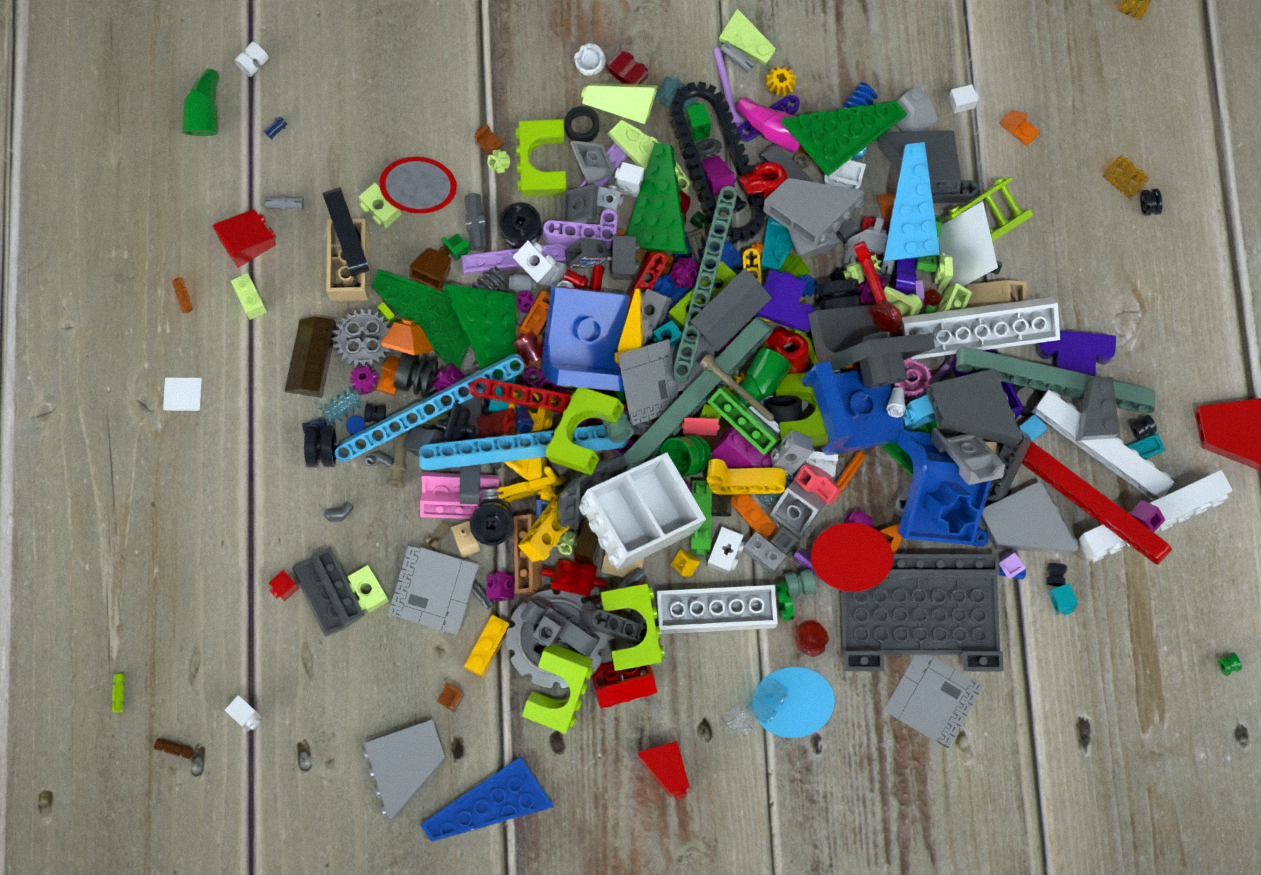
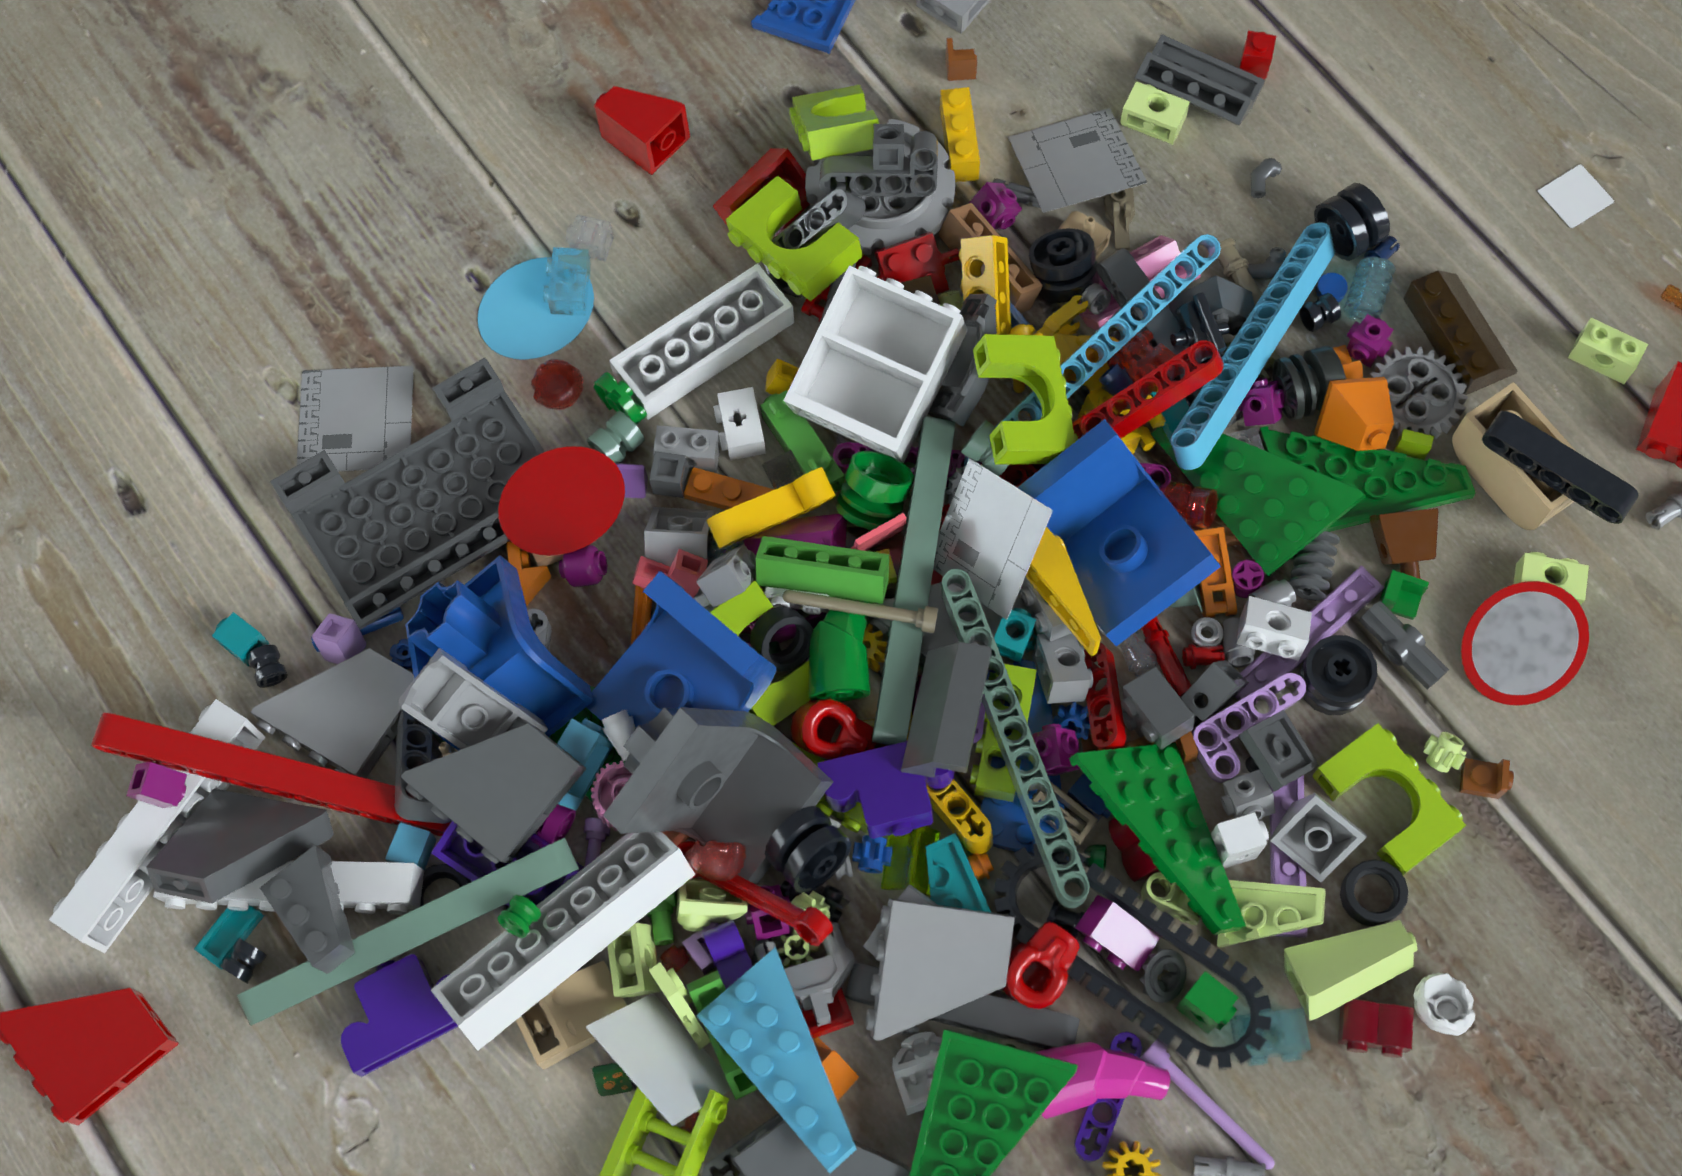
camera: 150 degrees right, 5 degrees down
(999, 341) = (519, 916): none -> green wheel
(1122, 473) = (233, 843): none -> dark grey slope

